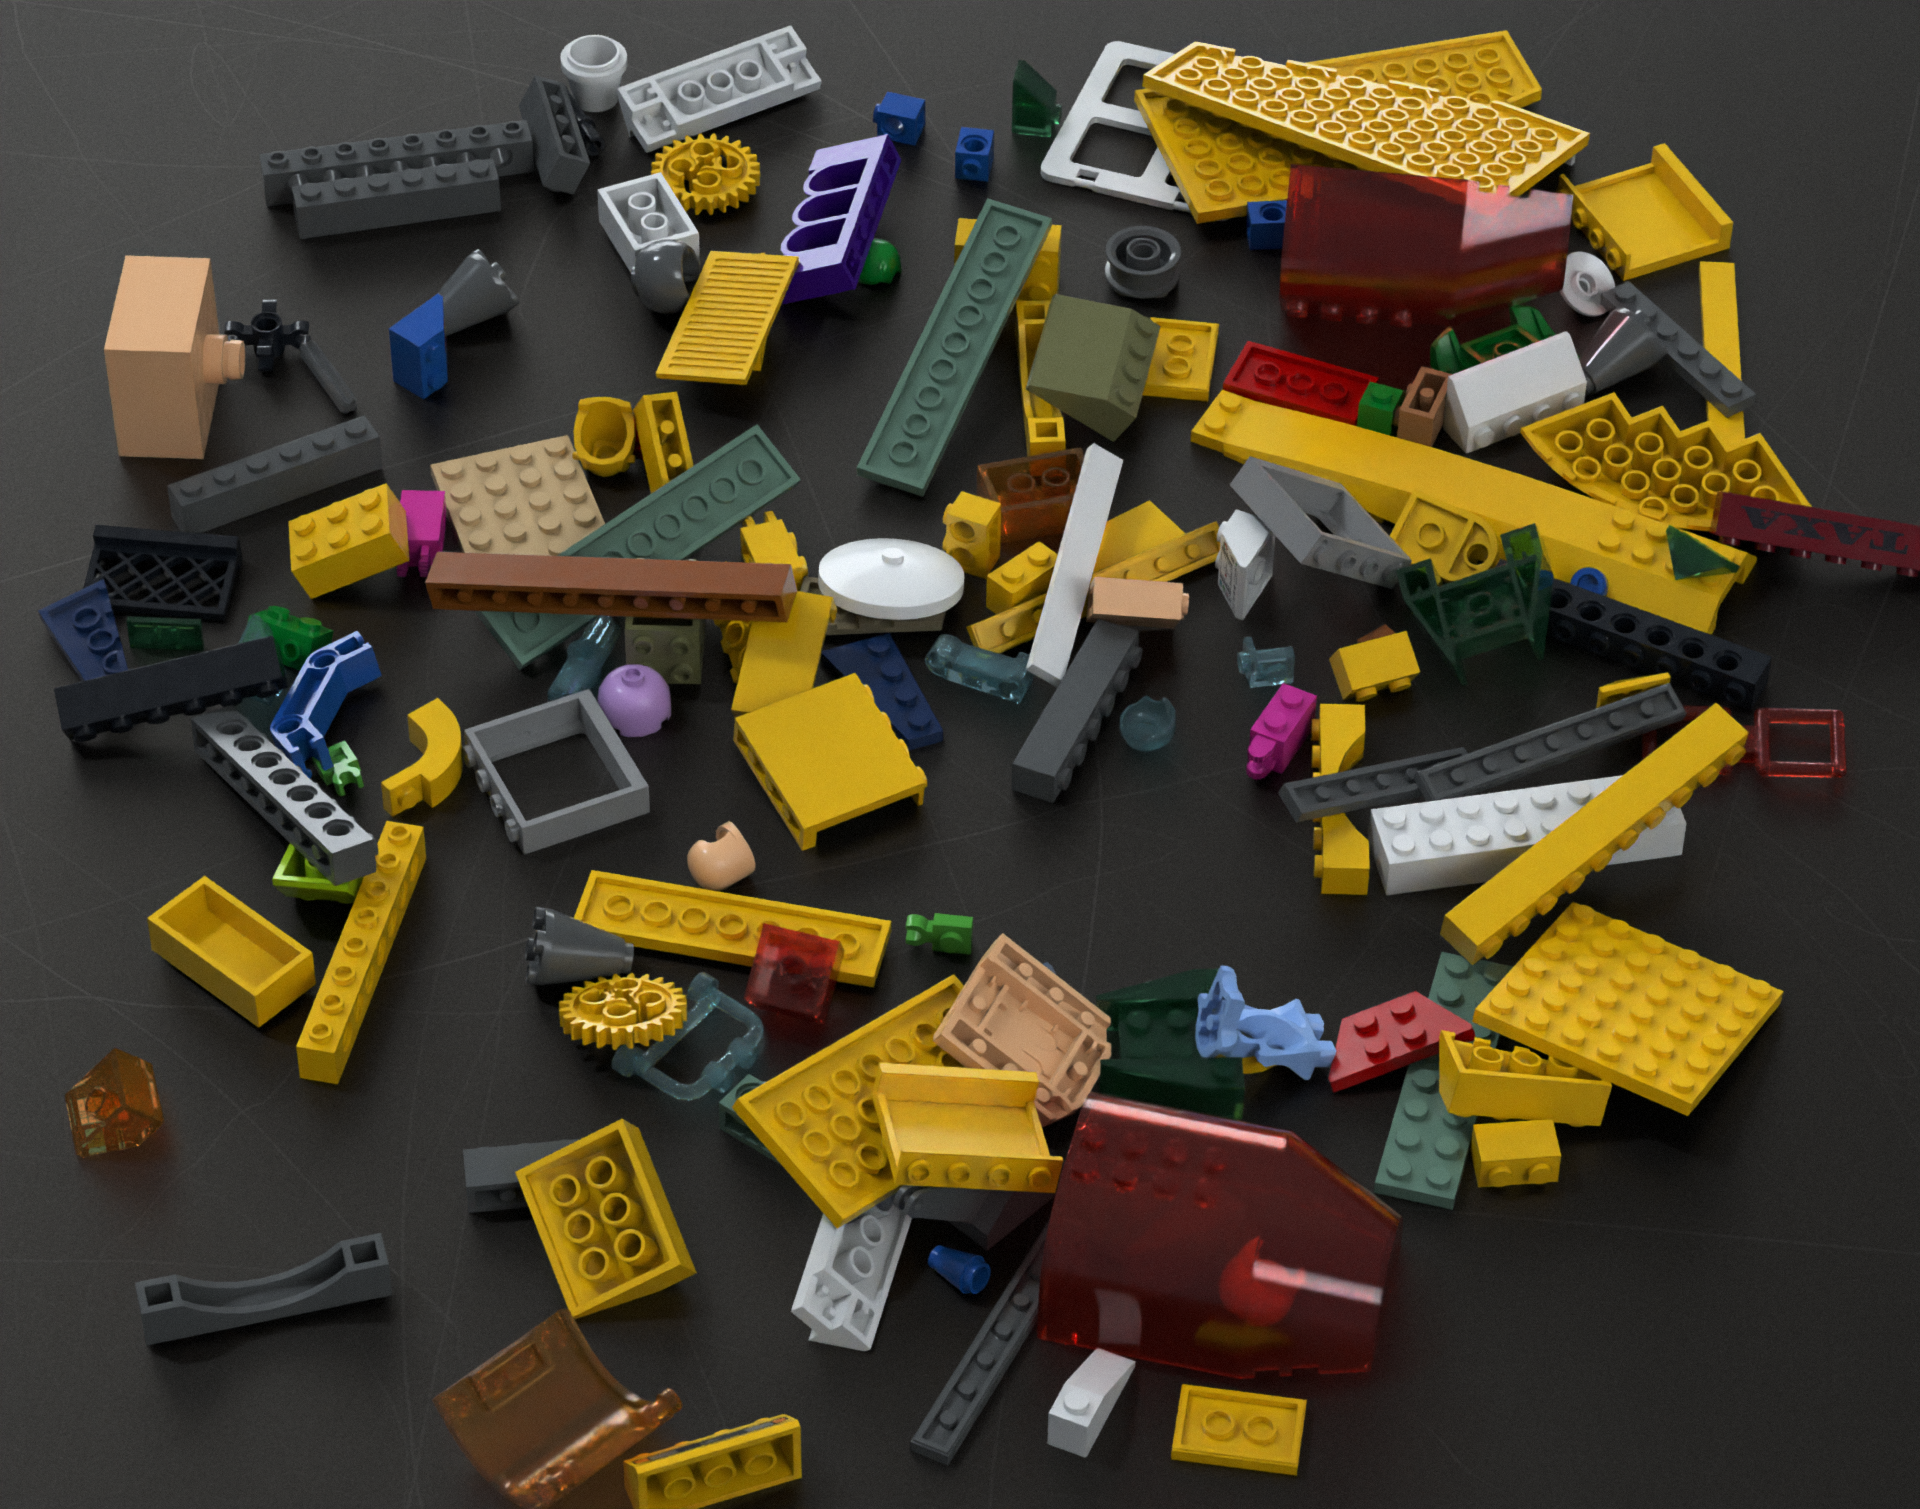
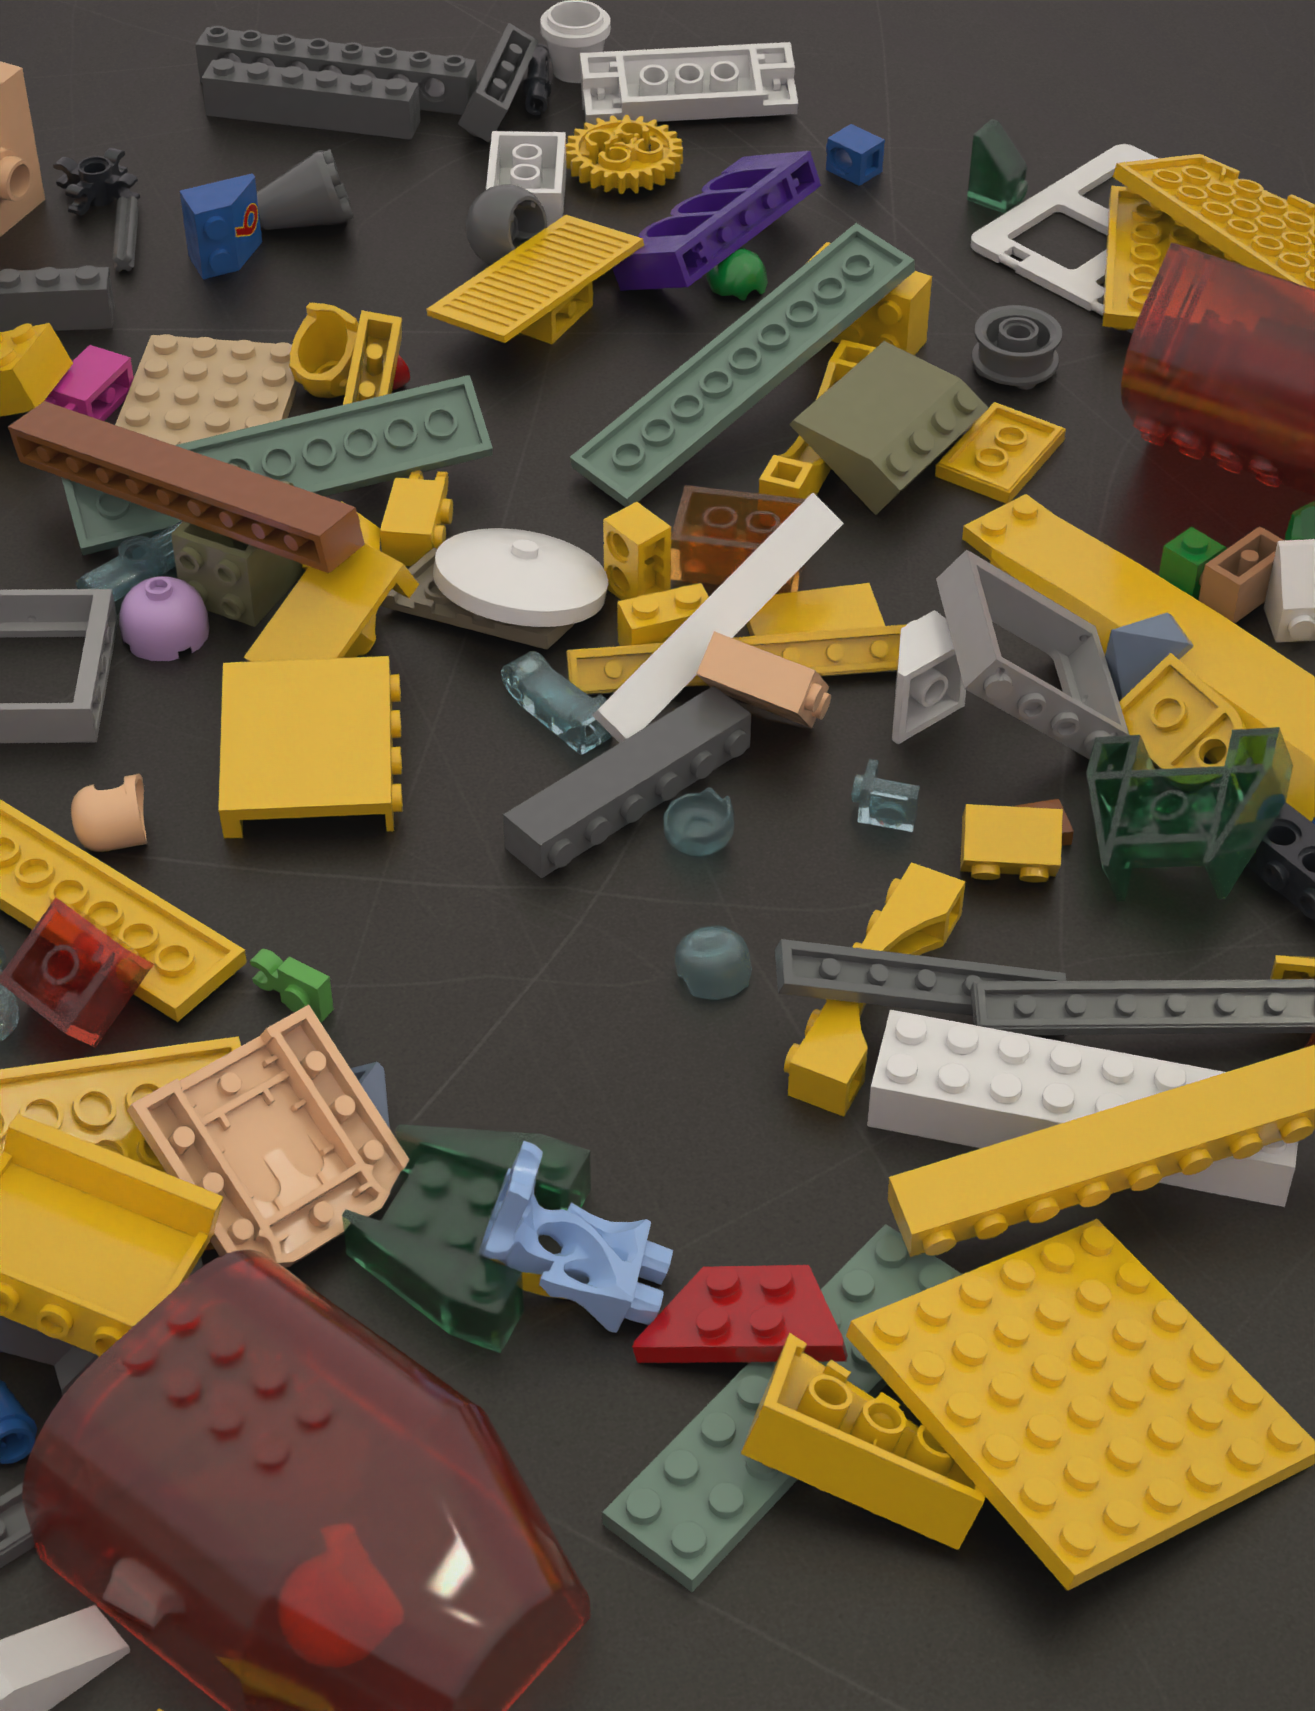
camera: 25 degrees right, 0 degrees up
(892, 685) = (443, 692): dark blue wing -> none
(974, 154) = (907, 203): blue brick -> none
(1218, 820) = (713, 962): none -> clear light blue hair
(1280, 731) = (846, 881): dark pink hinge -> none
(1297, 383) = (1112, 509): red plate -> none
(1389, 492) = (1140, 647): none -> sand blue slope
(1515, 1153) = (813, 1546): yellow brick -> none

